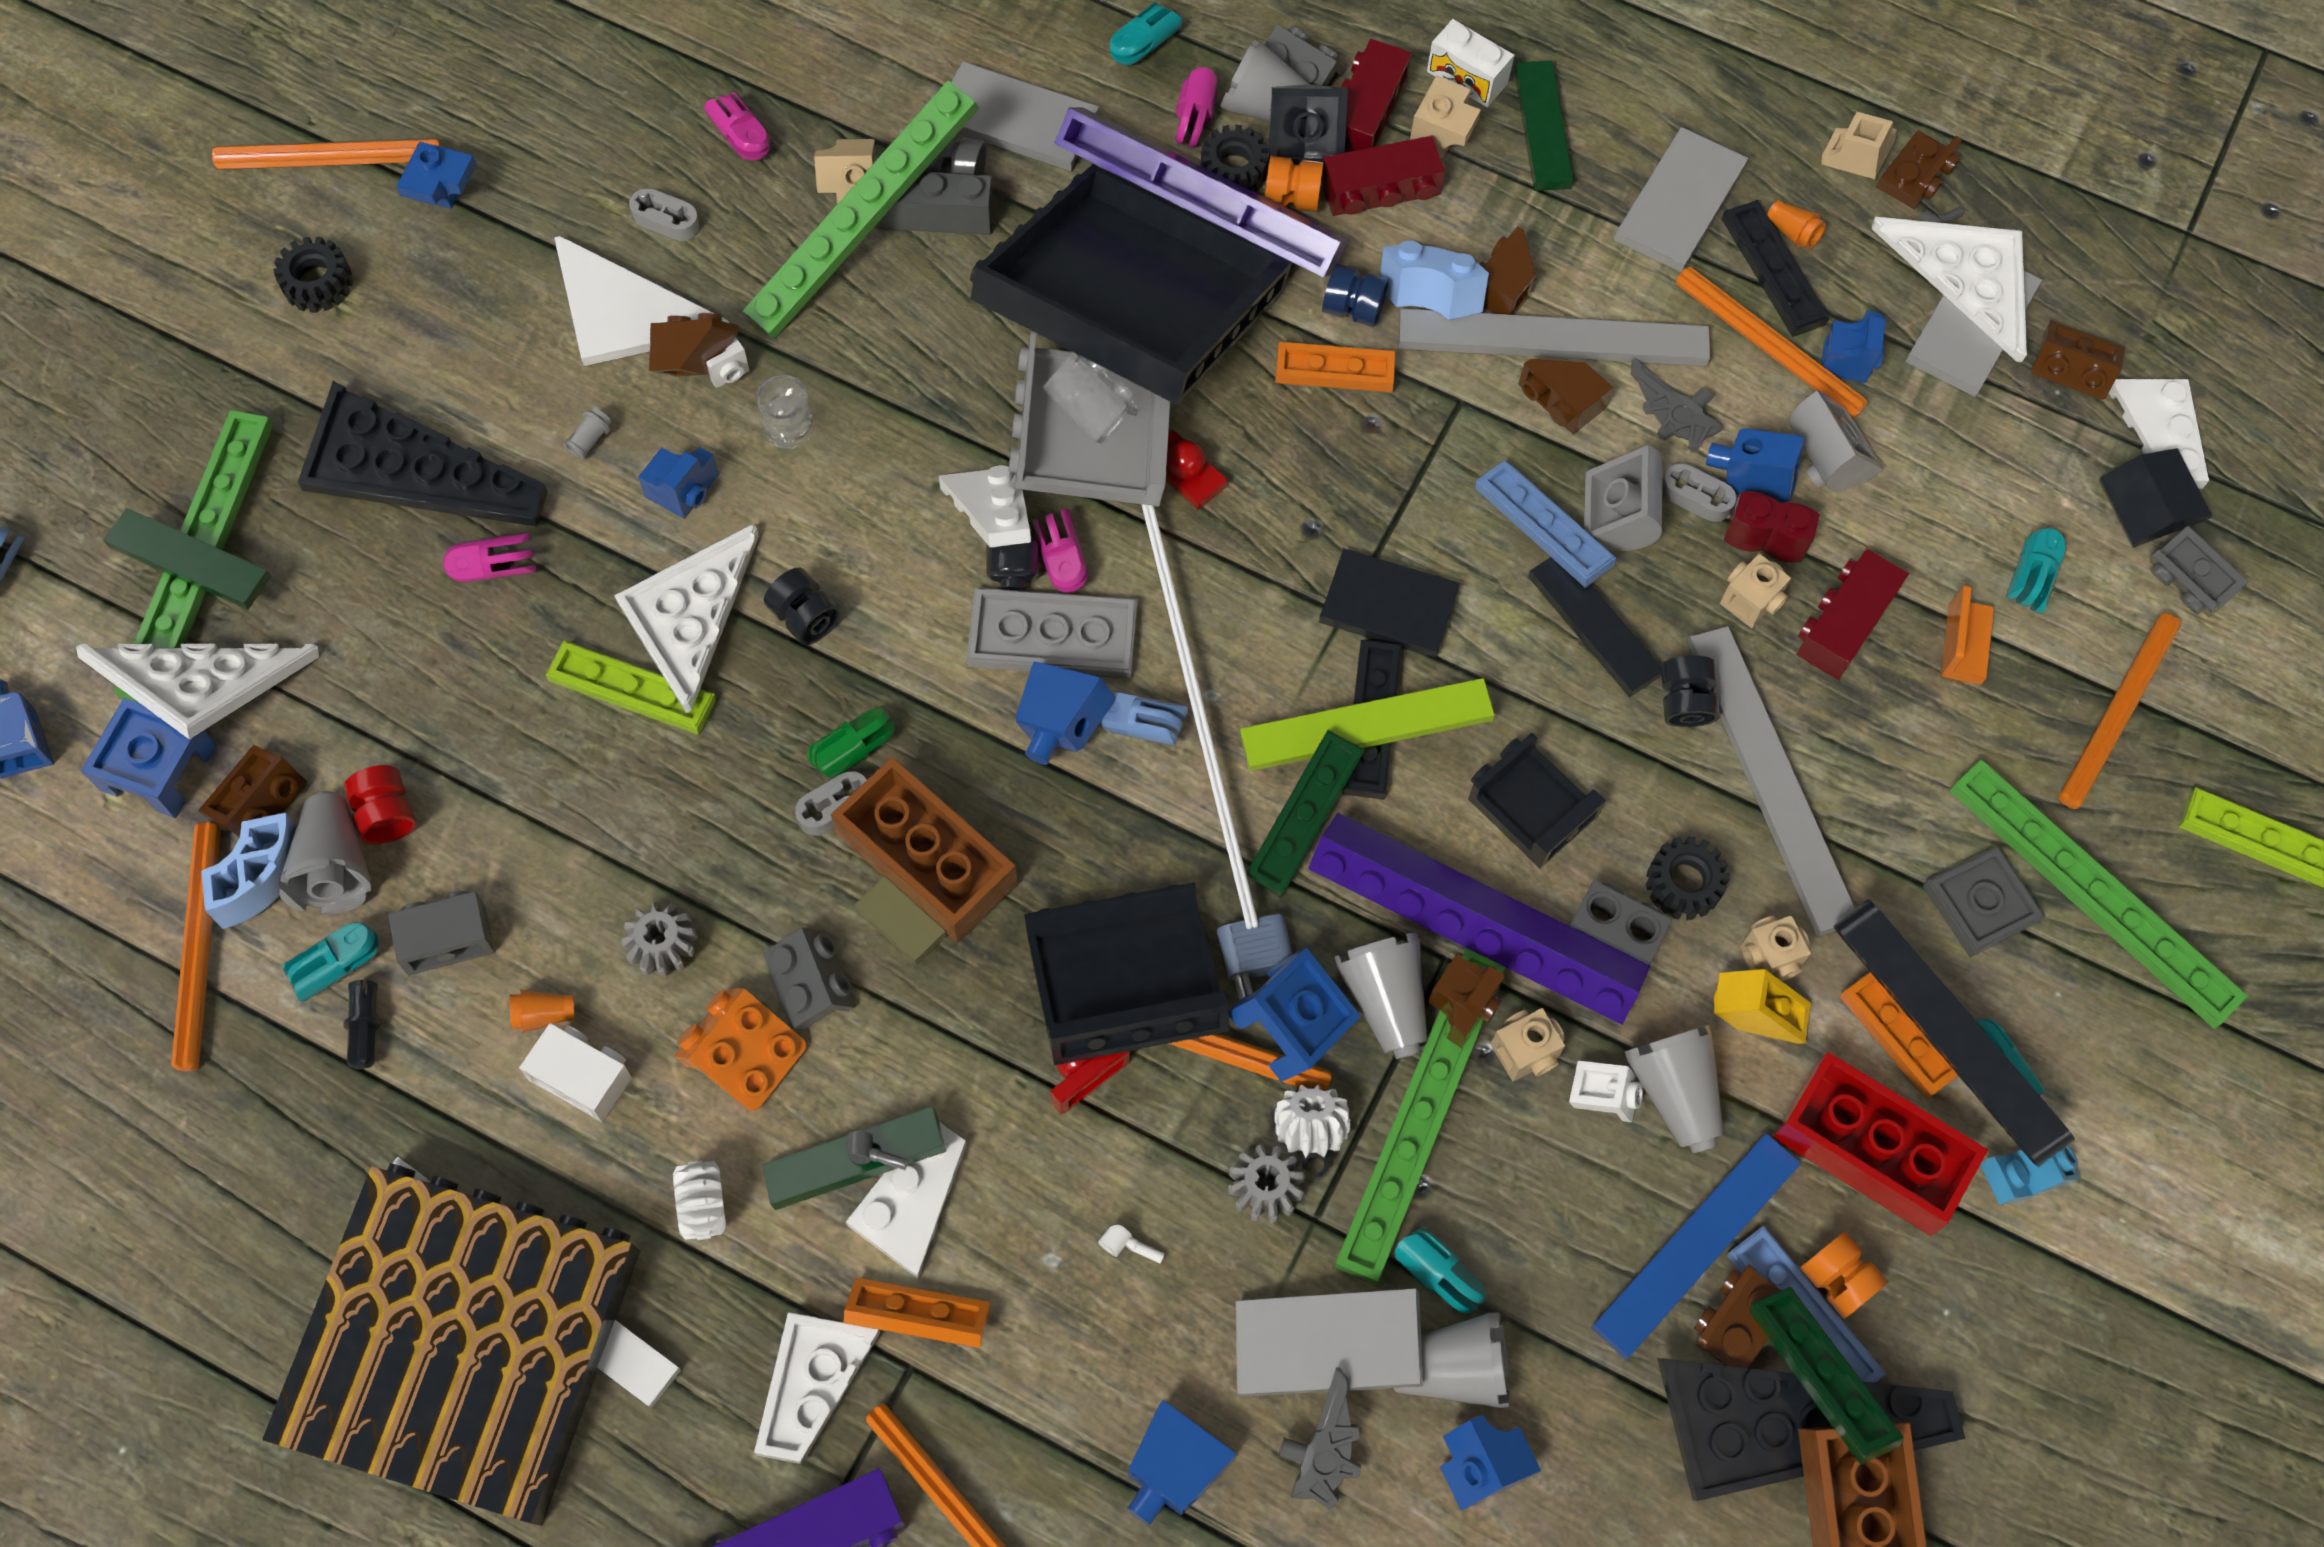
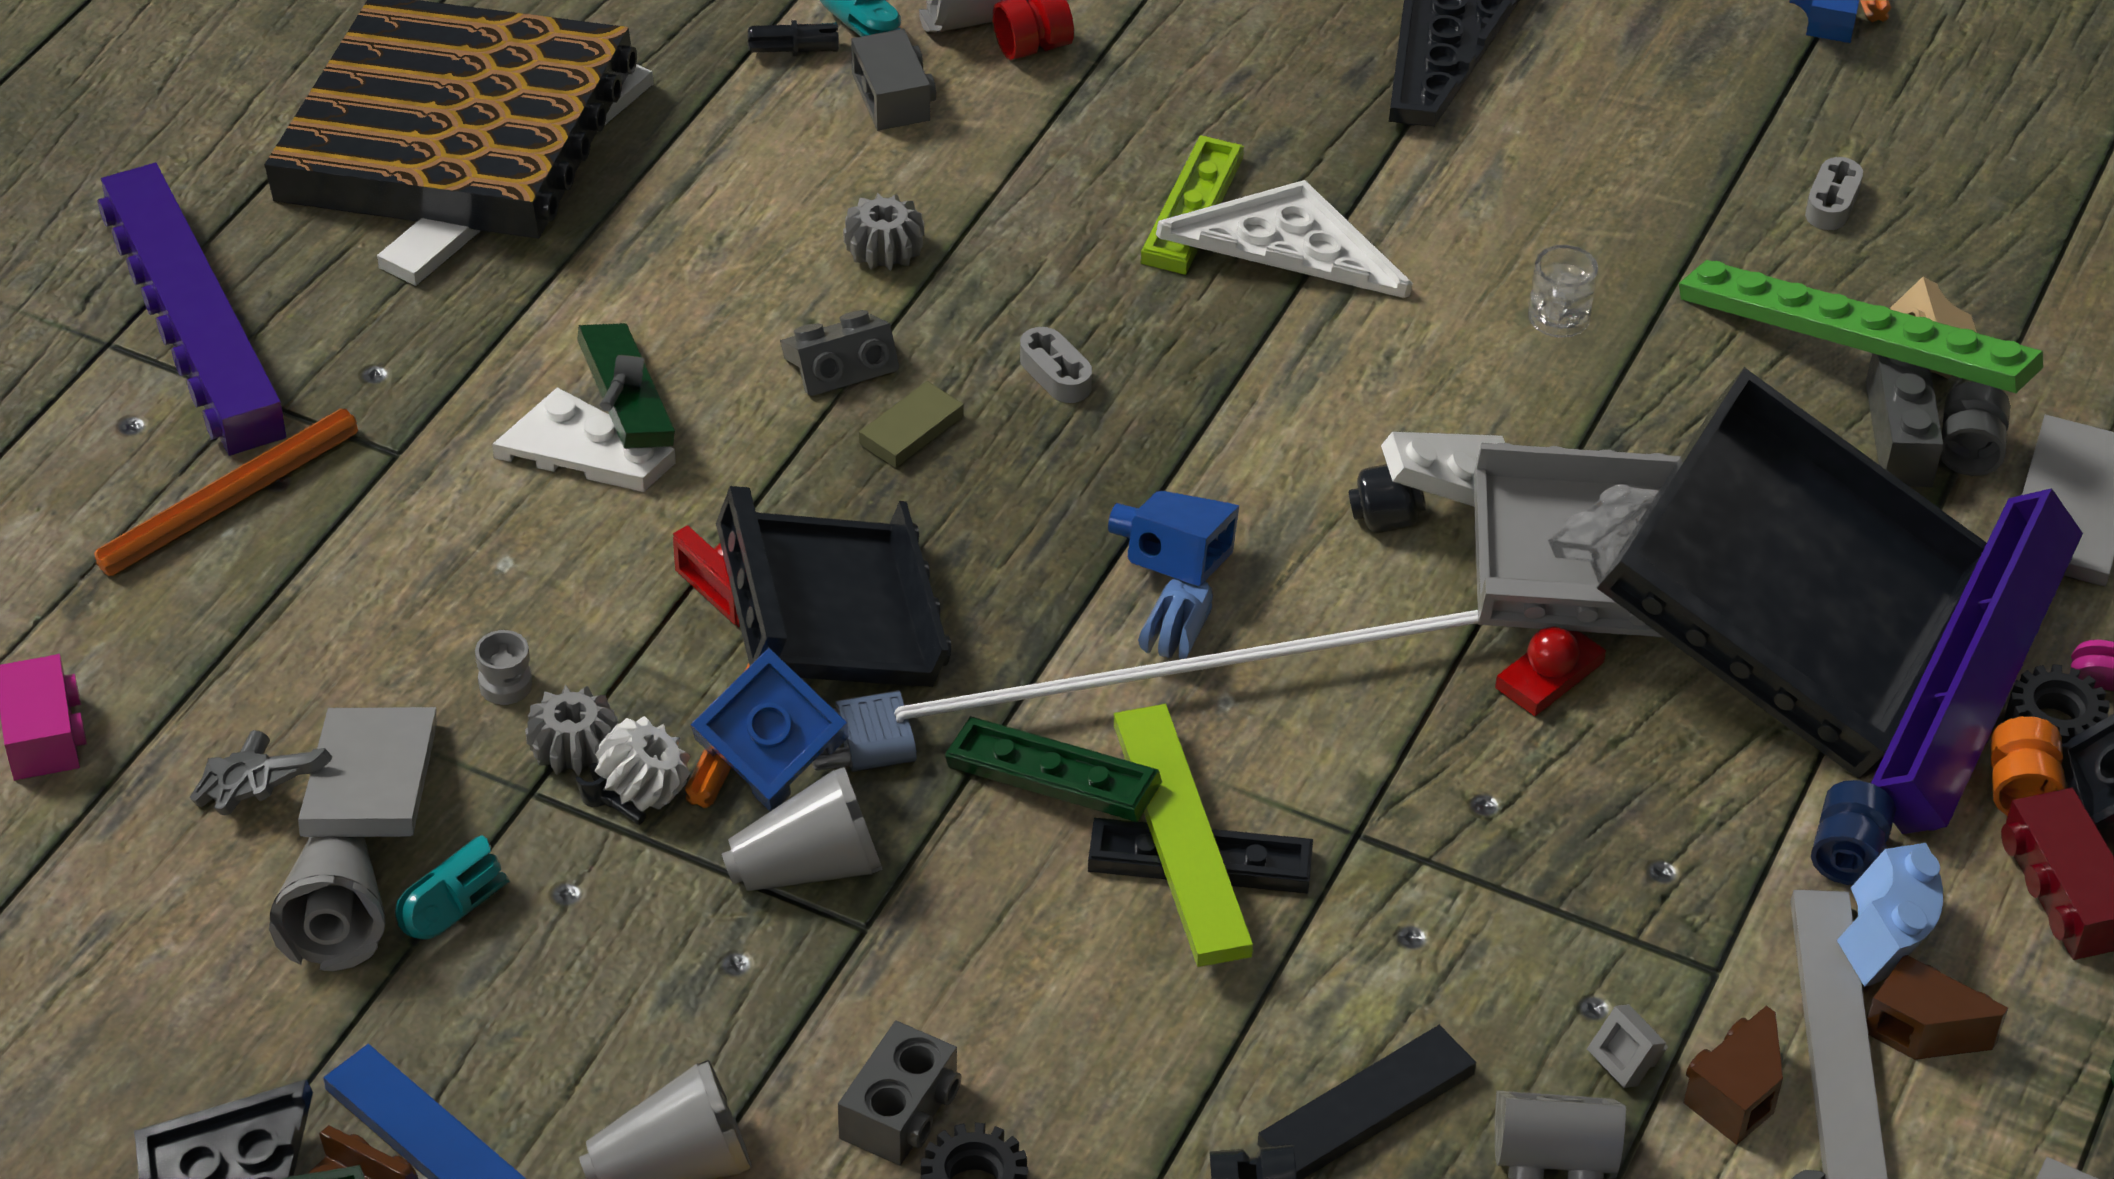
camera: 90 degrees right, 20 degrees down
(478, 561) = (1337, 80): dark pink arm -> none
(537, 1009) = (805, 150): orange cone -> none
(576, 1071) = (734, 181): white brick -> none
(587, 432) = (1514, 147): light grey pin -> none
(613, 305) = (1691, 168): white tile -> none
(679, 480) = (1457, 215): blue brick -> none
(686, 345) = (1633, 197): reddish brown slope -> none
(699, 1200) = (583, 265): white gear -> none
(729, 365) = (1643, 249): white bracket -> none
(739, 126) = (1977, 242): dark pink arm -> none
(741, 1047) = (756, 298): orange bracket -> none
(801, 604) = (1300, 318): black wheel -> none
(808, 1382) = (384, 366): white wing -> none
(850, 742) = (1125, 365): green arm -> none
(917, 1312) = (449, 442): orange plate -> none
(924, 849) = (988, 422): dark orange brick -> none
(1052, 628) = (1297, 548): light grey tile -> none
(1064, 555) = (1407, 543): dark pink arm -> none
(1118, 1237) = (519, 607): white hand -> none
(1175, 1464) = (258, 650): blue torso -> none
(1195, 1235) = (503, 667): none -> light grey wheel
(1335, 367) = (1736, 819): orange plate -> none
(1389, 602) = (1374, 876): black tile -> none
(1407, 1147) = (660, 884): bright green plate -> none
(1466, 996) = (787, 899): reddish brown brick -> none
(1479, 918) = (902, 937): dark purple brick -> none
(1486, 1461) = (208, 918): blue brick -> none
(1529, 1044) = (732, 979): tan brick -> none
(1533, 801) = (1086, 1015): black panel -> none
(1545, 456) = (1627, 1046): none -> light grey tile
(1545, 523) = (1515, 1042): medium blue tile -> none
(1606, 1089) = (666, 1059): white bracket -> none

